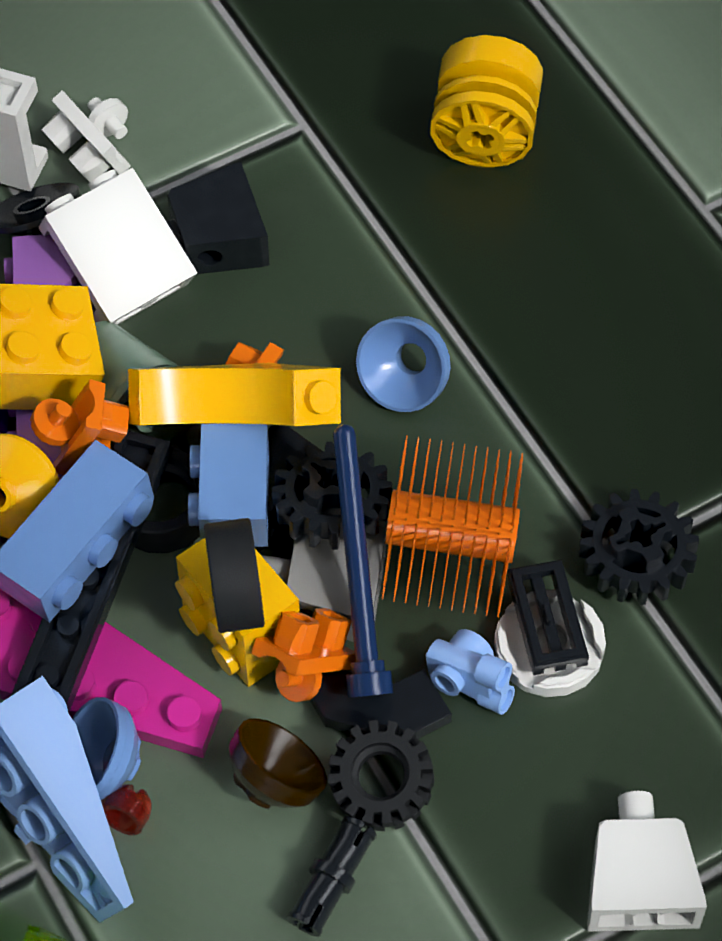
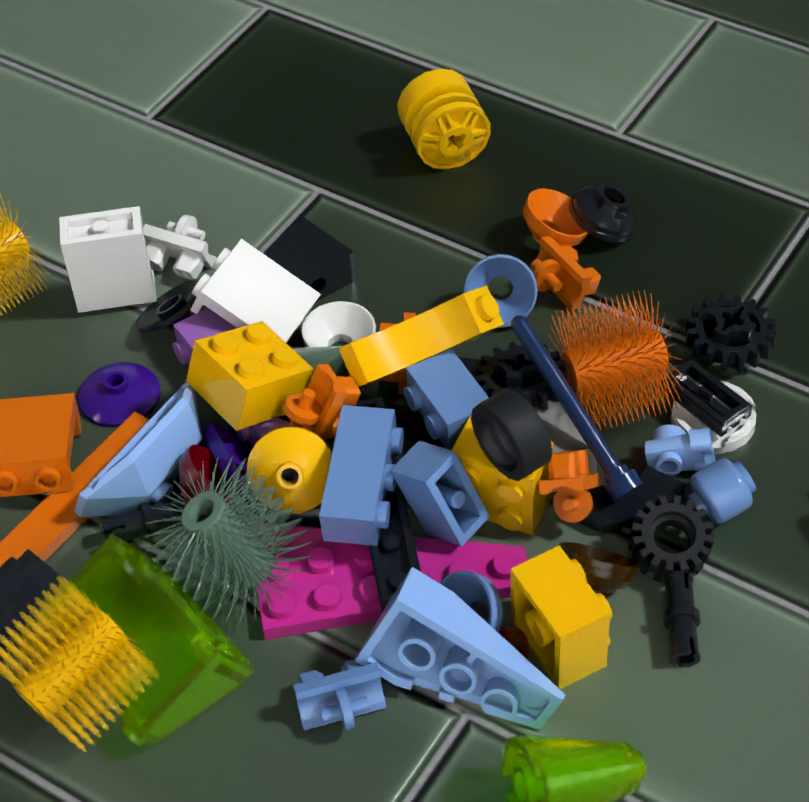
camera: 25 degrees left, 10 degrees down
(148, 595) = (440, 493): none -> medium blue brick
(187, 809) = (560, 616): none -> yellow brick
(189, 314) = (337, 323): none -> white piece
(481, 744) = (722, 490): none -> medium blue head
(488, 371) = (558, 271): none -> orange hips
(544, 286) = (549, 215): none -> orange piece
(587, 325) = (604, 212): none -> black piece

